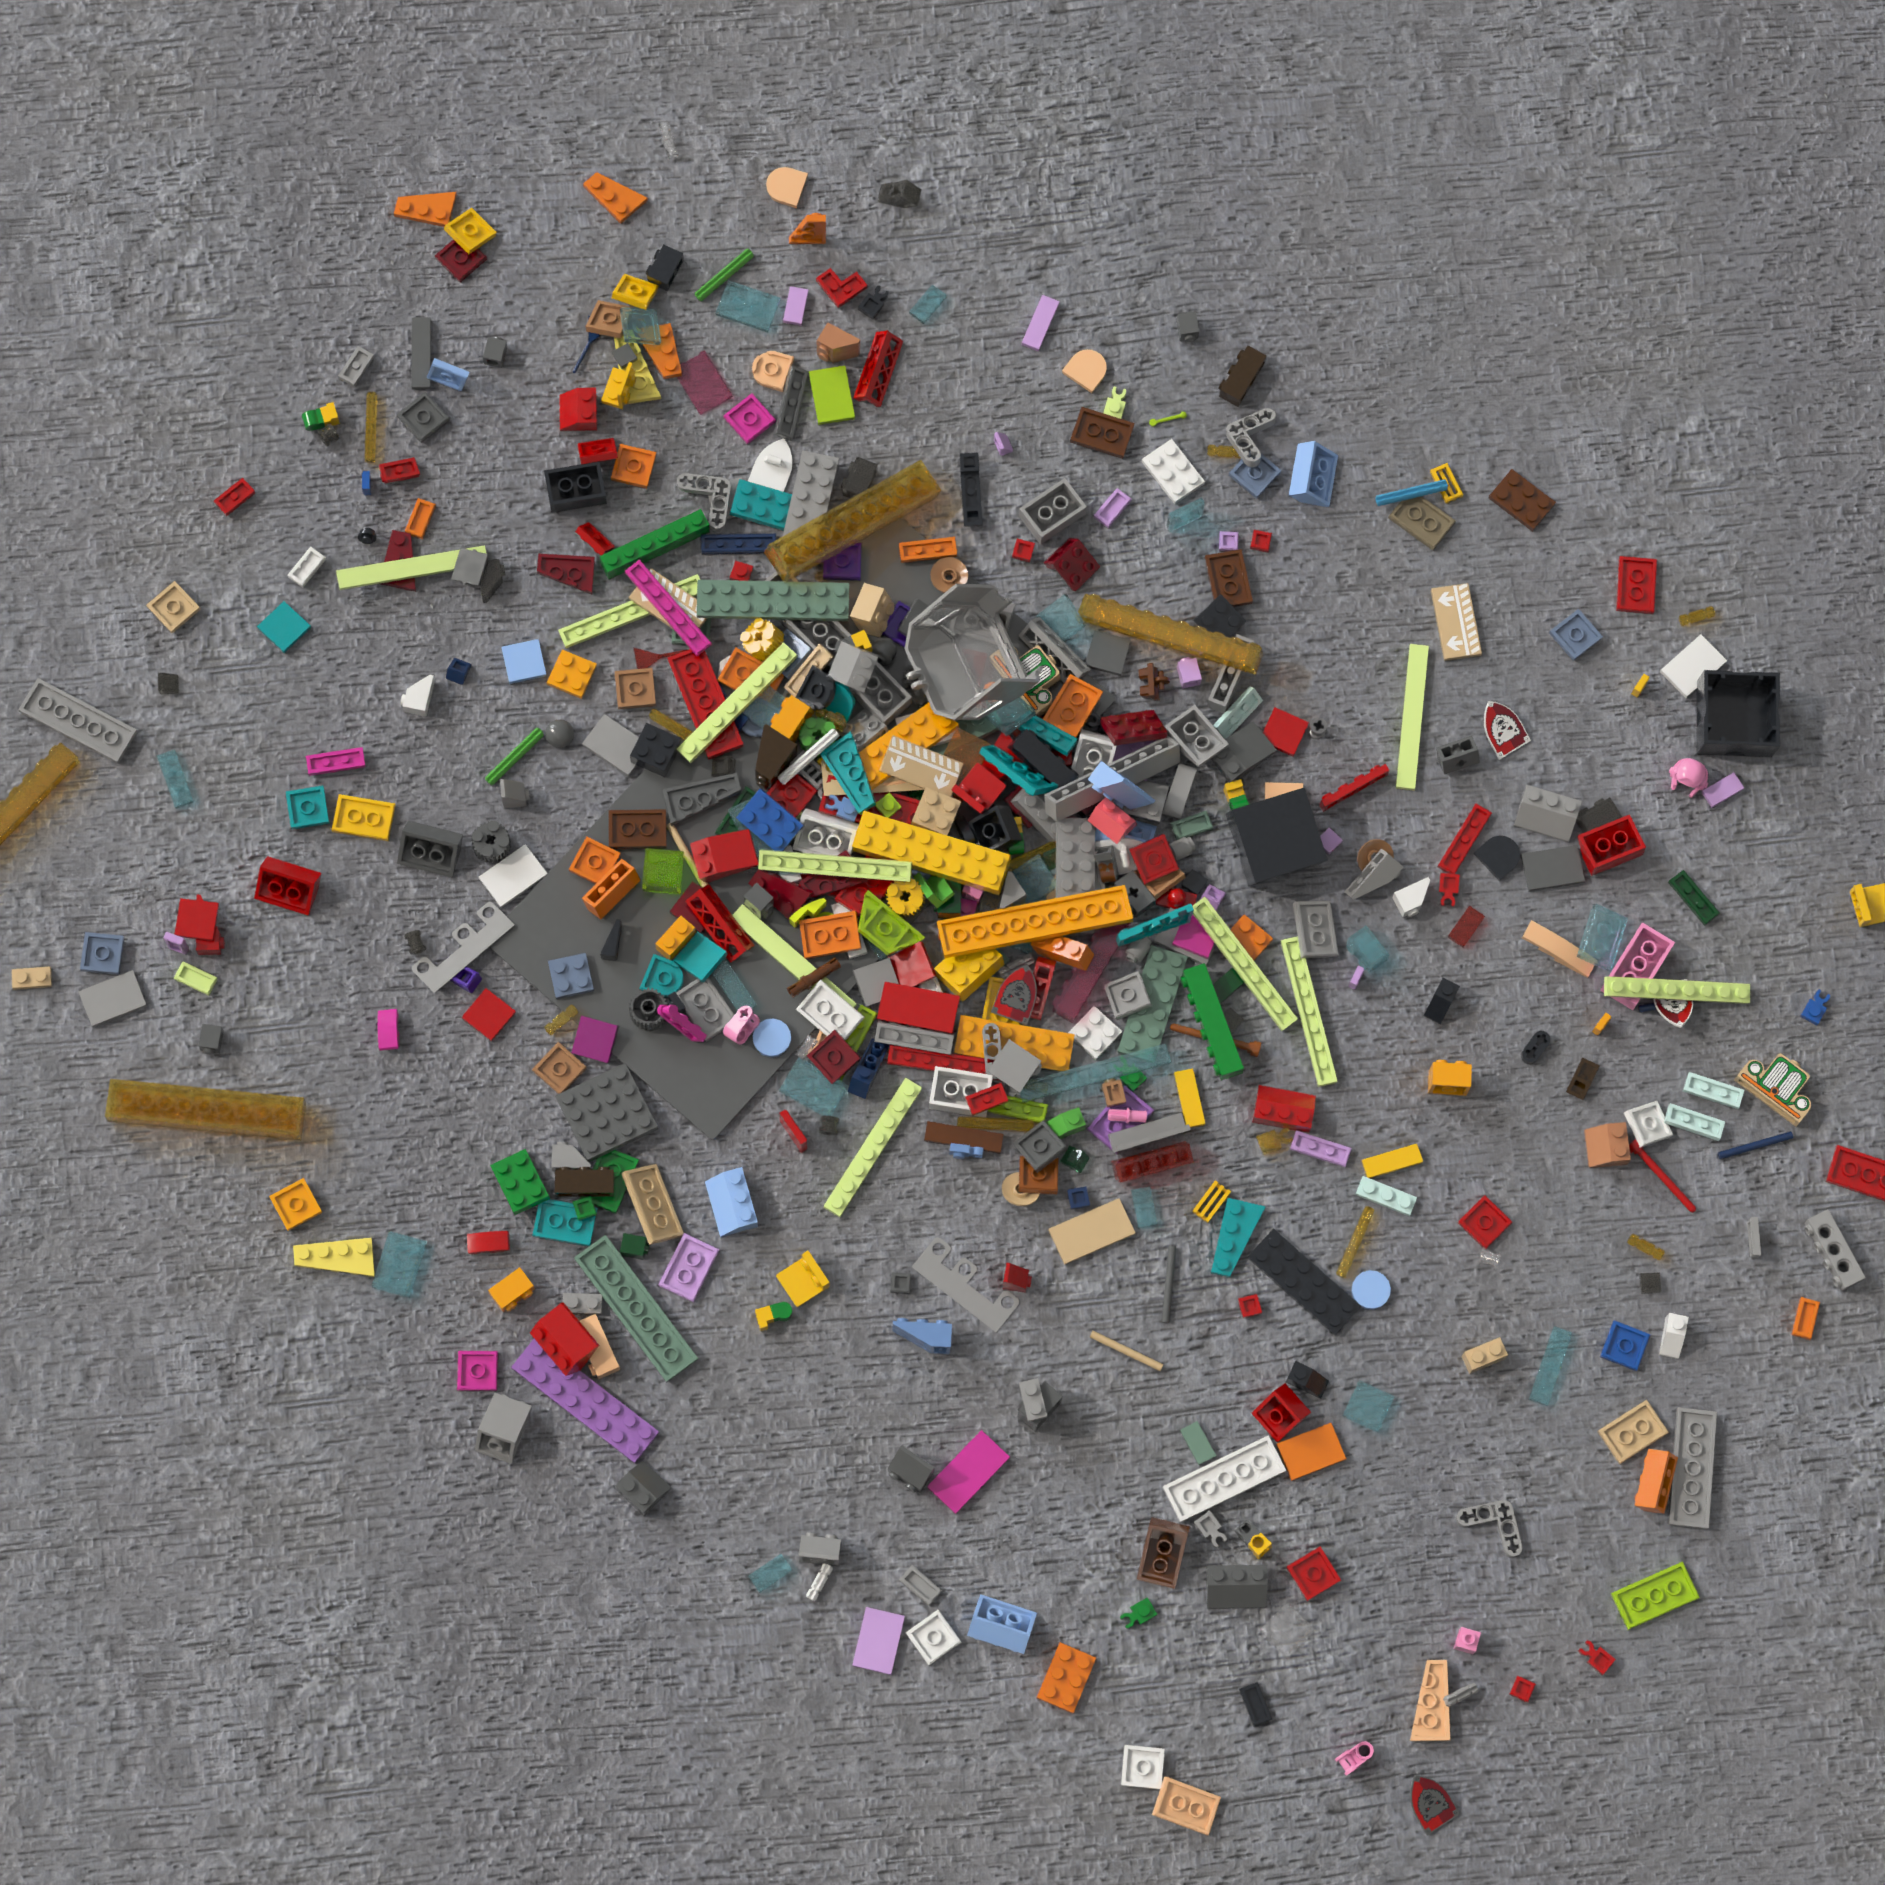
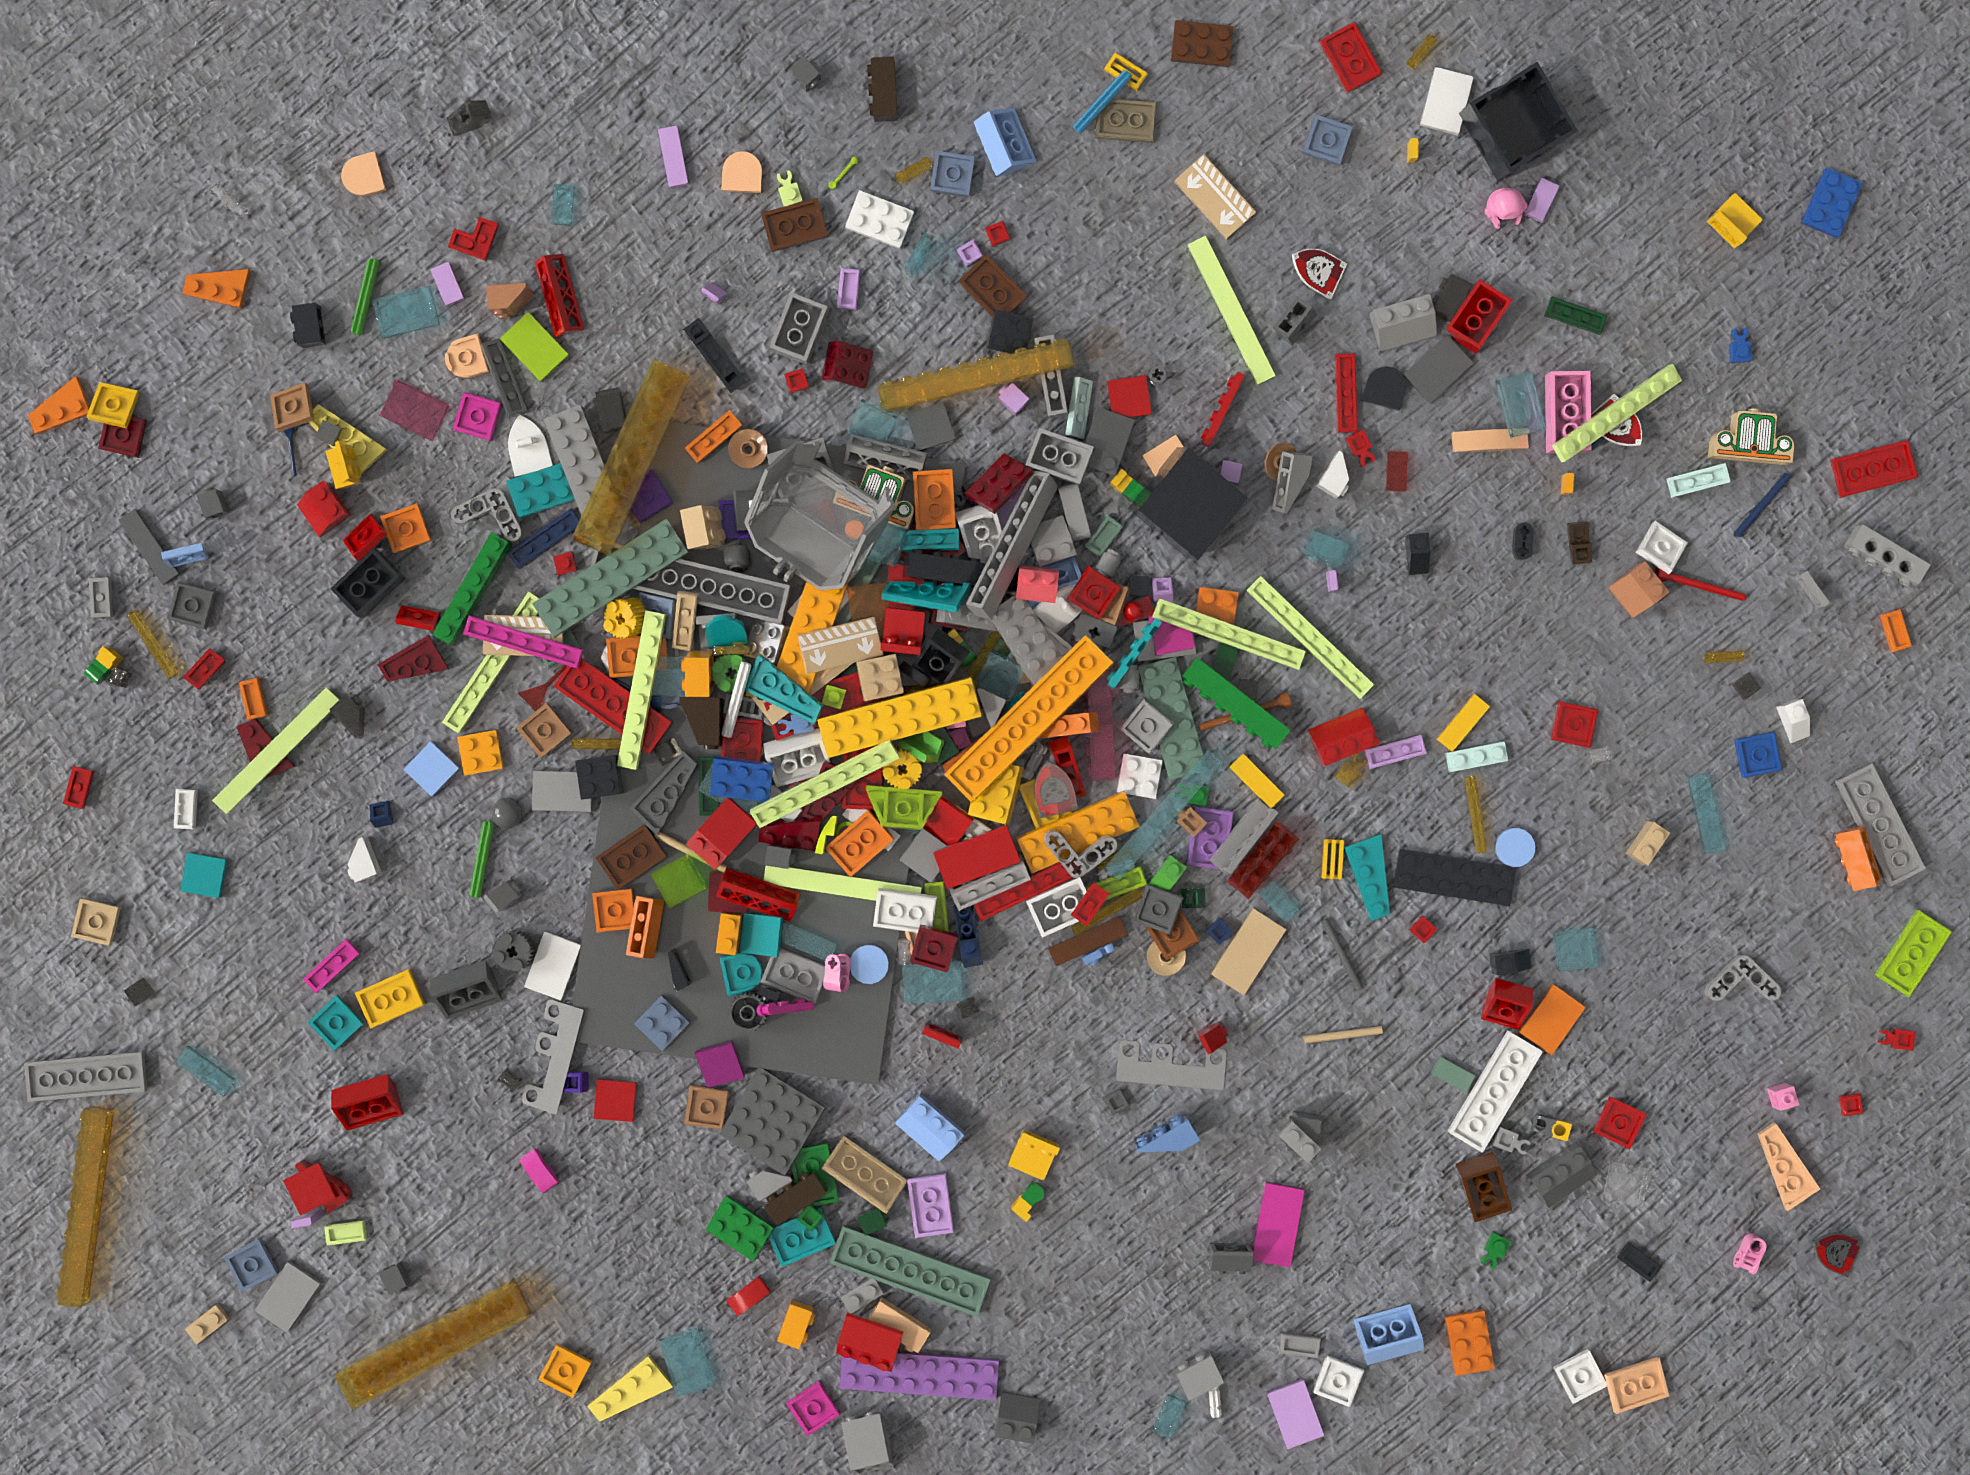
camera: 30 degrees left, 15 degrees up
(366, 483) = (184, 699): blue tile -> none
(367, 536) = (218, 746): black plate -> none
(470, 567) = (326, 718): piece -> none
(561, 1019) = (679, 1066): clear yellow axle -> none
(635, 291) = (297, 366): yellow tile -> none
(640, 325) = (323, 396): clear light blue tile -> none
(665, 355) = (356, 402): orange wing -> none
(809, 980) = (867, 898): reddish brown pin -> none
(810, 231) = (412, 206): orange wing -> none
(817, 689) = (703, 634): black tile -> none
(853, 666) = (721, 595): light grey slope -> none
(858, 639) = (706, 574): yellow leg -> none
(872, 304) = (513, 238): black plate -> none
(872, 1147) = (1016, 1000): yellowish green plate -> none
(1014, 1066) = (1093, 858): light grey tile -> none
(1106, 864) = (1055, 623): dark grey leg -> none
(1118, 788) = (1025, 552): light blue slope -> none
(1127, 1115) = (1216, 833): bright pink axle -> none
(1155, 679) = (991, 434): reddish brown hips -> none
(1244, 433) = (919, 142): light grey beam -> none
(1315, 929) = (1270, 560): light grey tile -> none
(1449, 1078) = (1469, 621): light orange brick -> none
(1460, 1694) = (1805, 1145): light grey axle -> none
(1633, 1432) = (1810, 825): tan tile -> none
(1694, 1122) = (1699, 519): light aqua plate -> none

